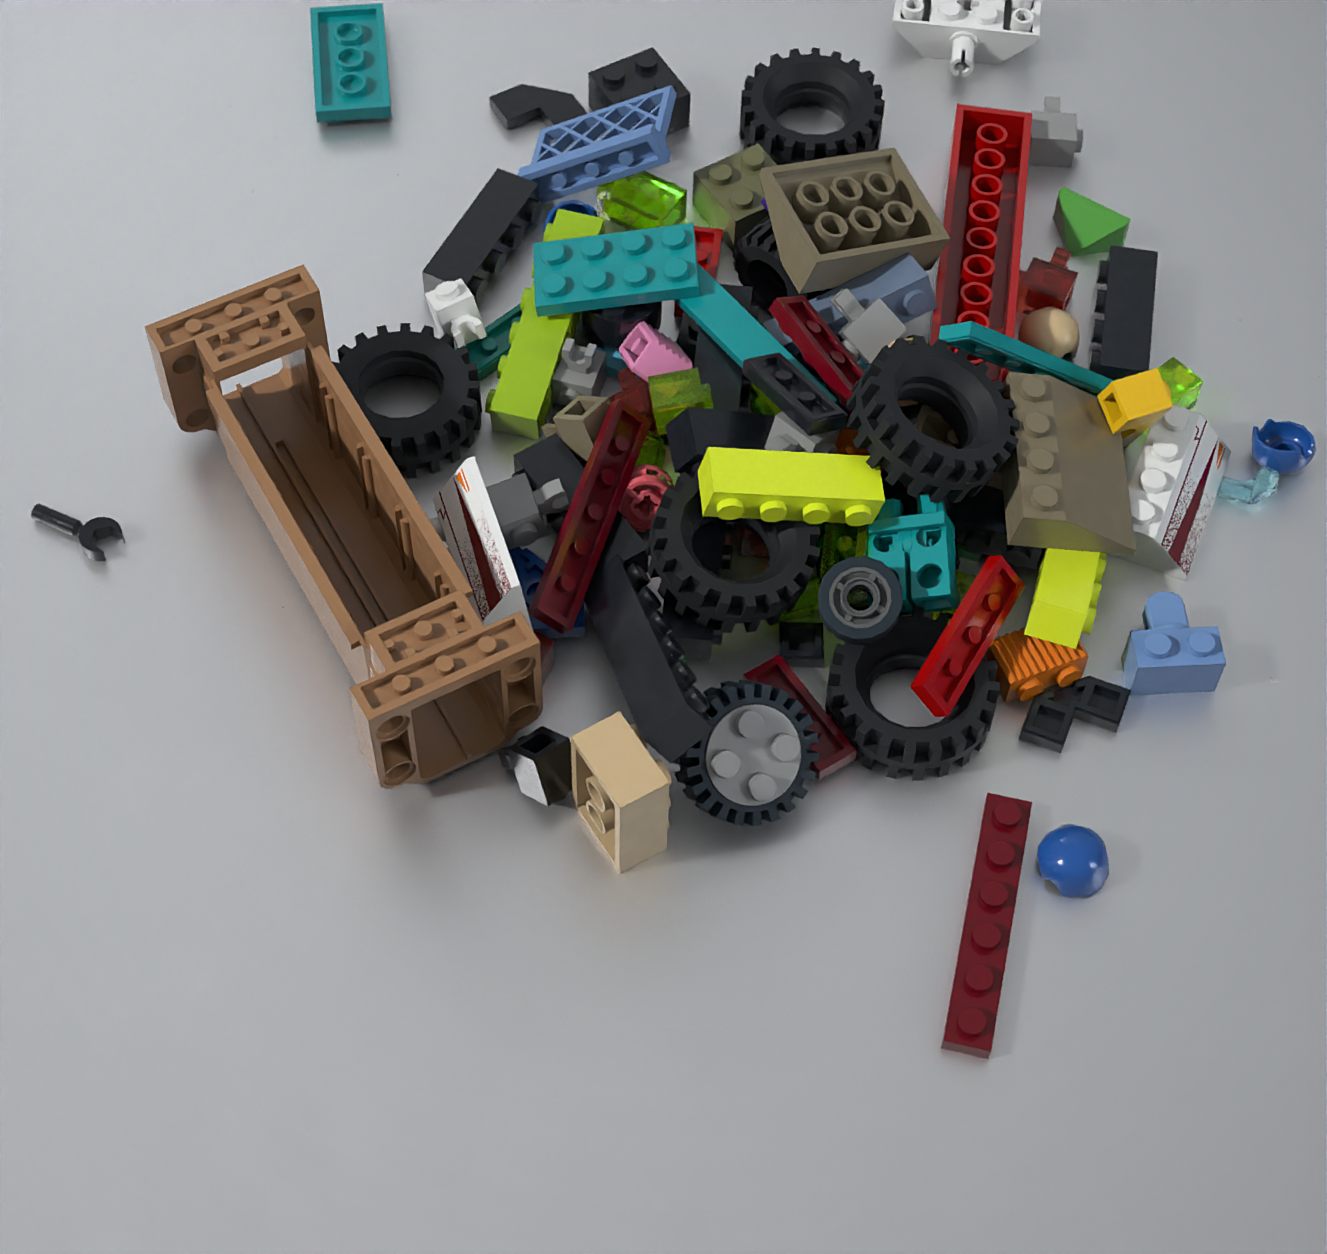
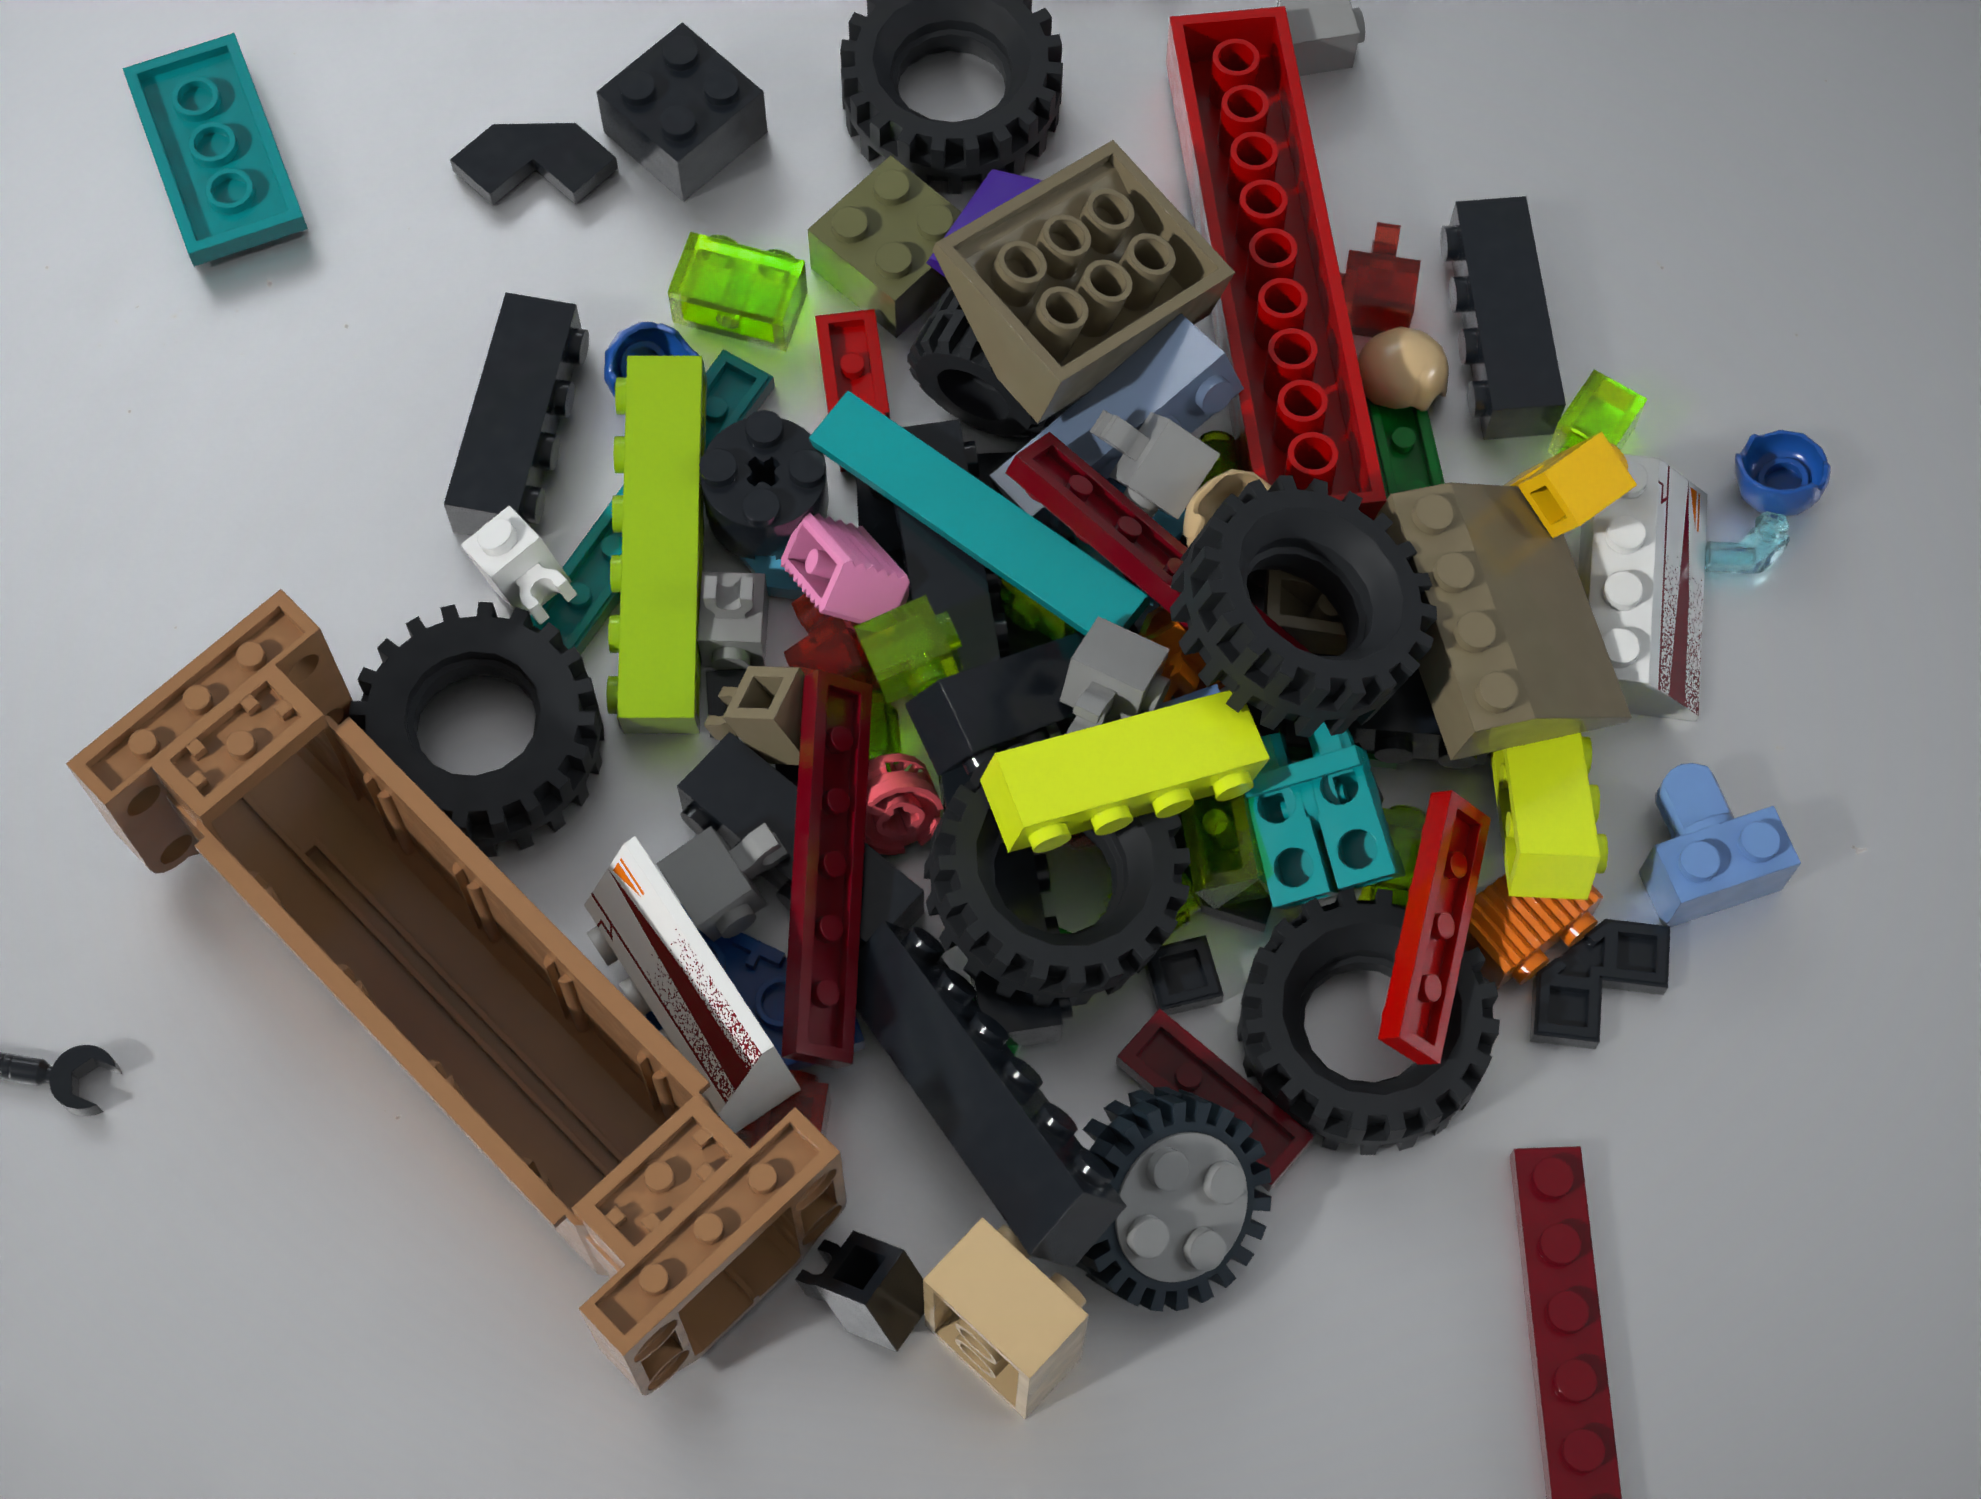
camera: 15 degrees left, 10 degrees up
(612, 156) = (662, 248): medium blue fence -> none
(615, 269) = (747, 446): teal plate -> none
(794, 394) = (1087, 612): black tile -> none
(860, 575) = (1305, 921): wheel -> none
(1018, 356) = (1416, 456): teal tile -> none
(1073, 860) = (1660, 1220): blue hair -> none
(1087, 225) = (1406, 168): bright green slope -> none

